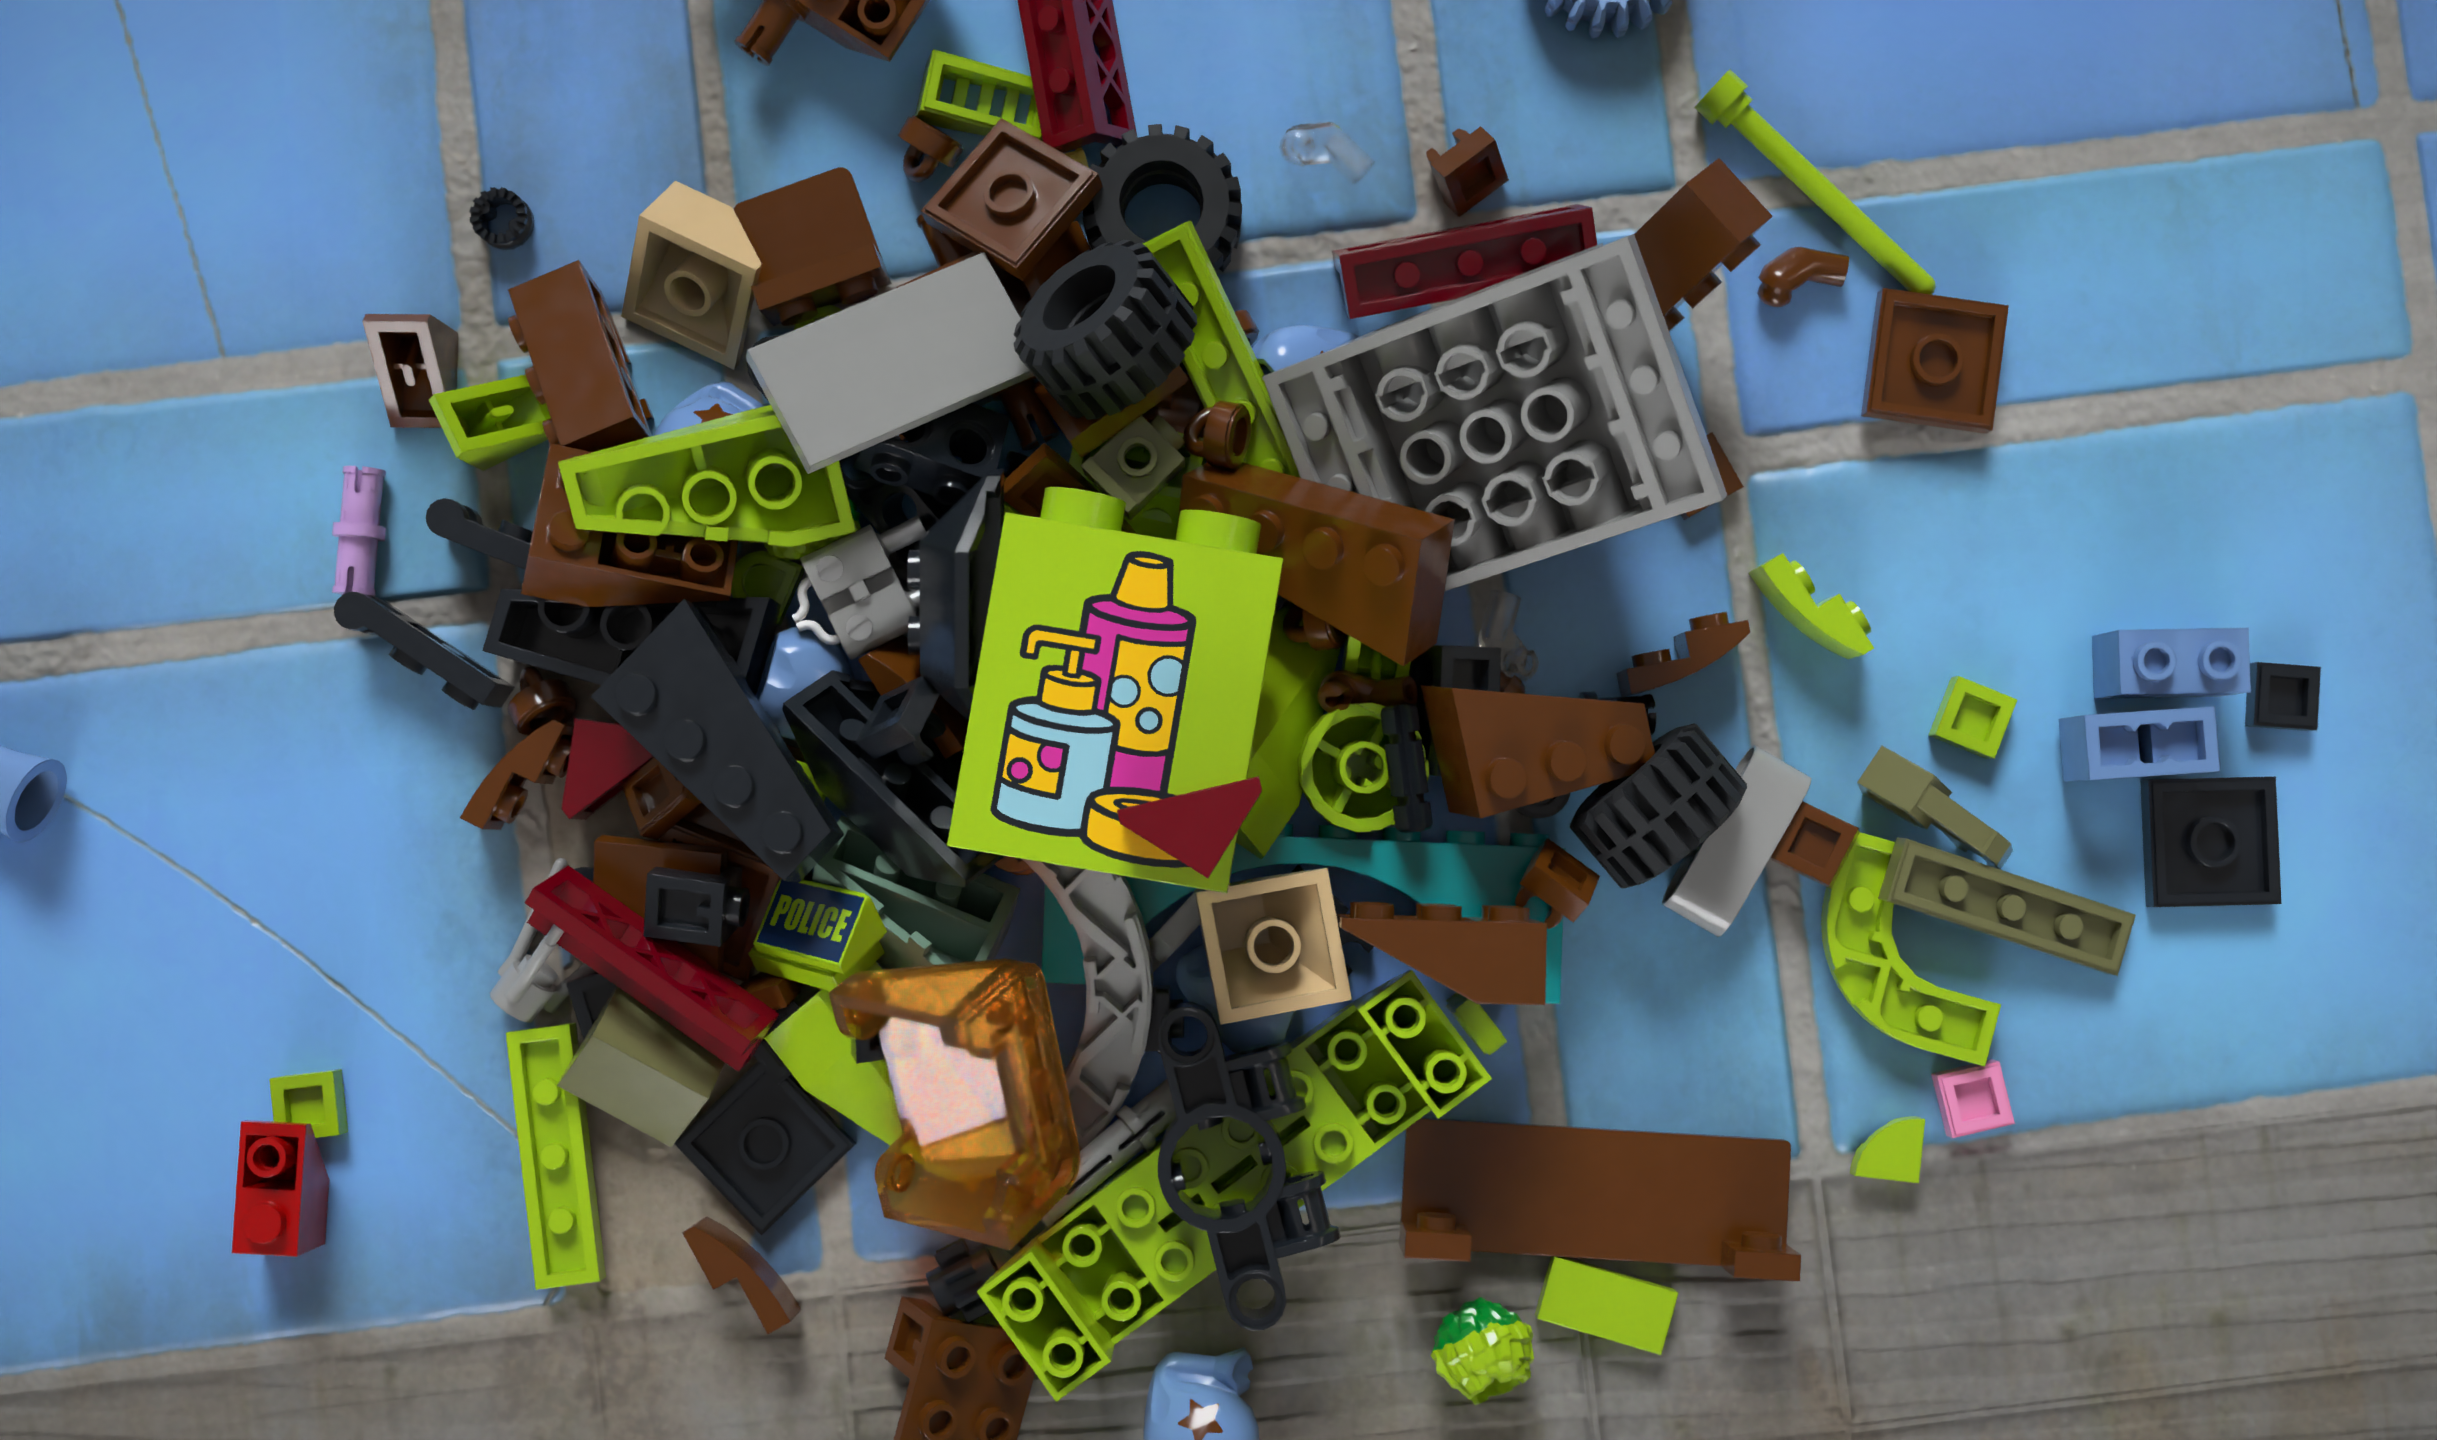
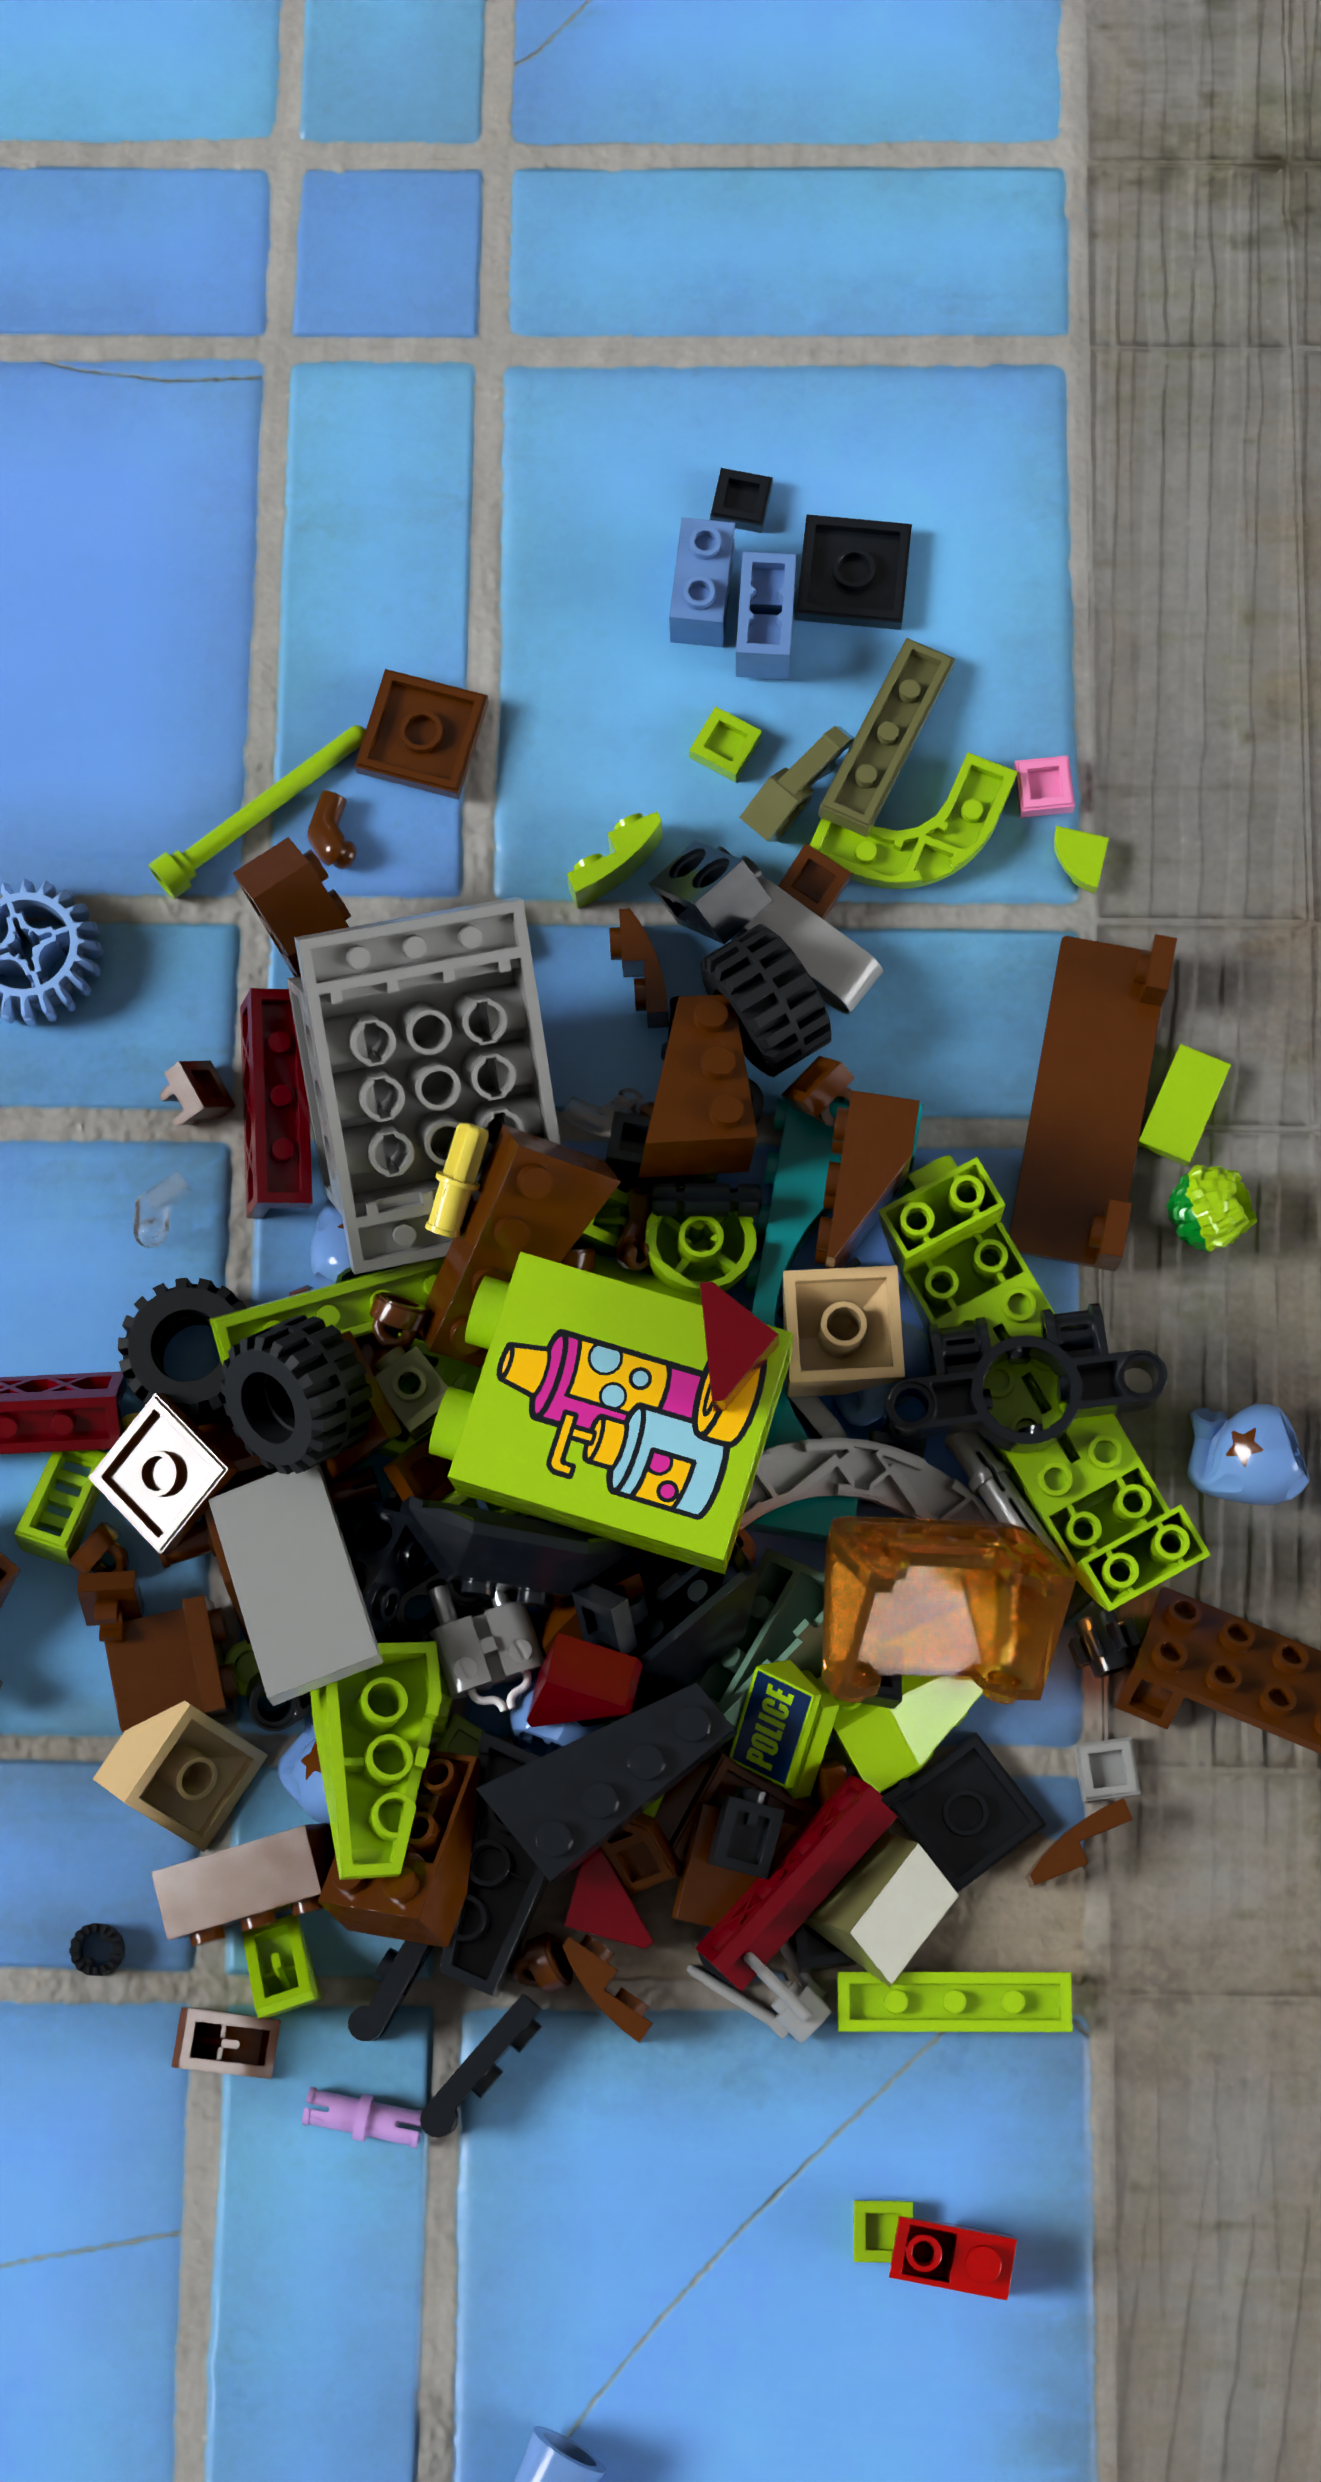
camera: 80 degrees left, 10 degrees down
(821, 704) = (583, 1683): none -> dark red slope
(831, 1295) = (1106, 1769): none -> light grey tile
(871, 167) = (109, 1601): none -> reddish brown tile
(1382, 477) = (458, 1180): none -> light yellow axle
(1784, 726) = (712, 891): none -> black brick

